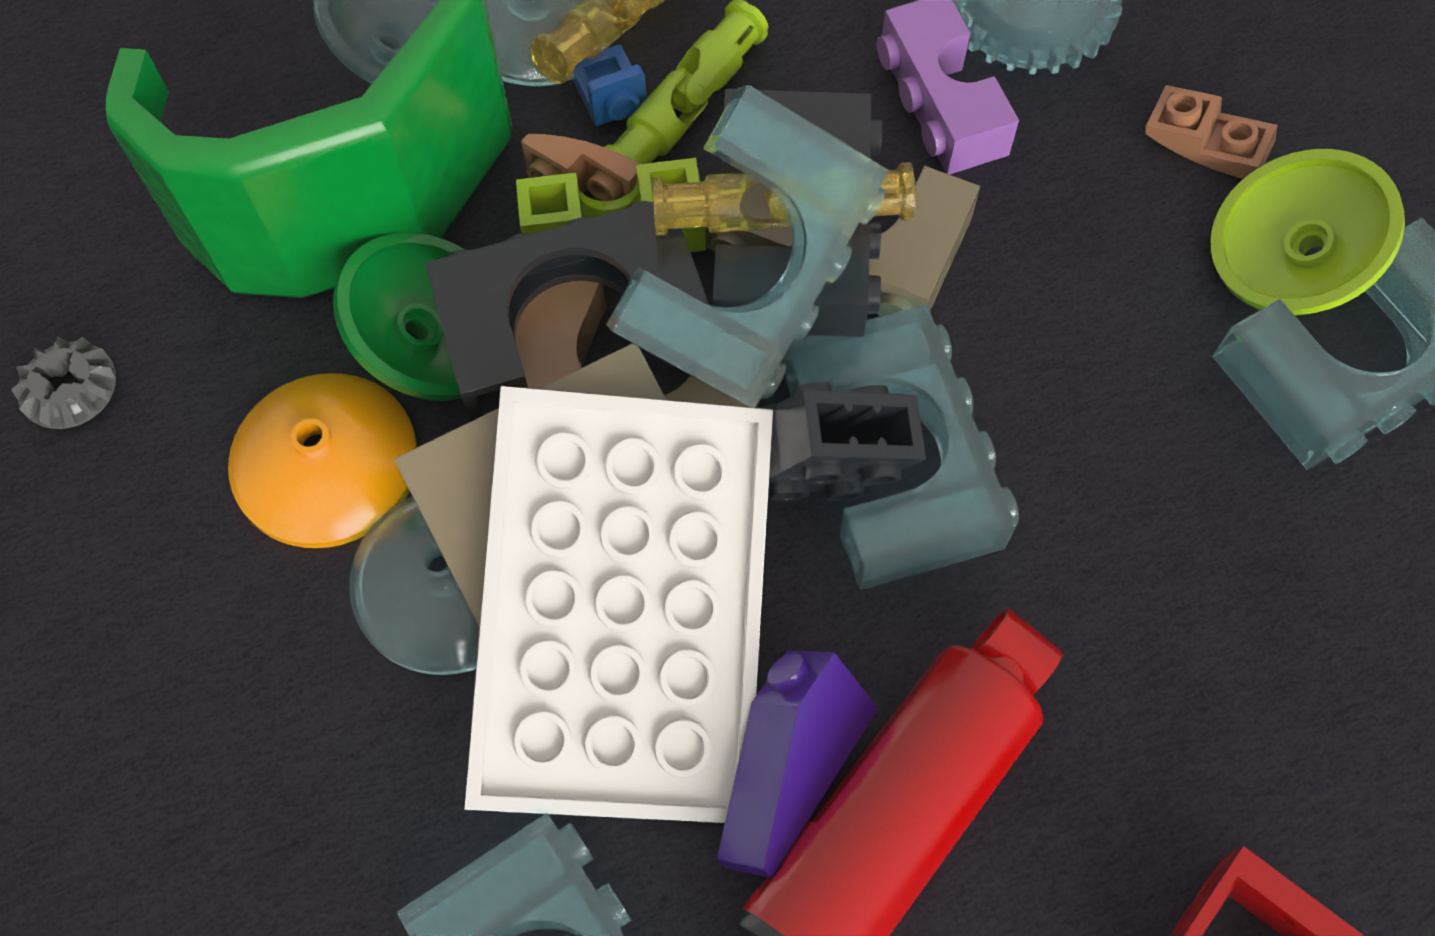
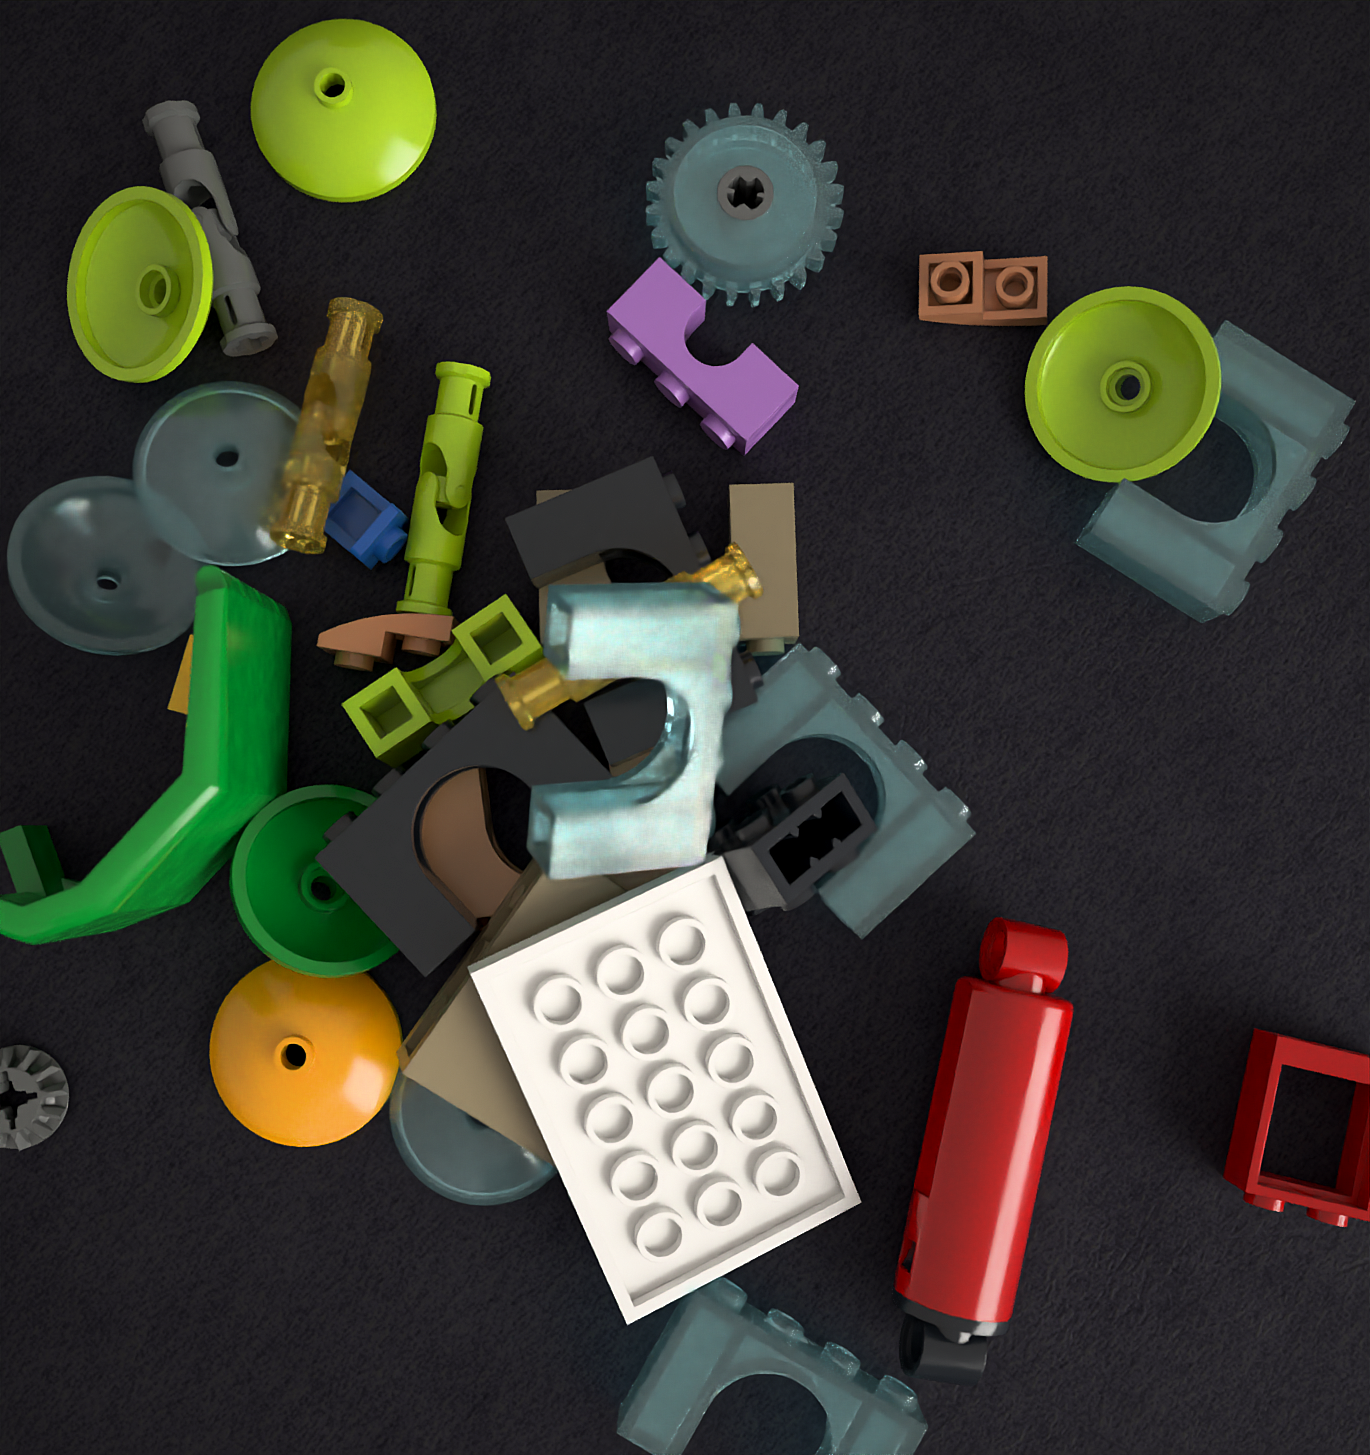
camera: 30 degrees left, 20 degrees up
(789, 756) = (874, 1141): dark purple slope -> none

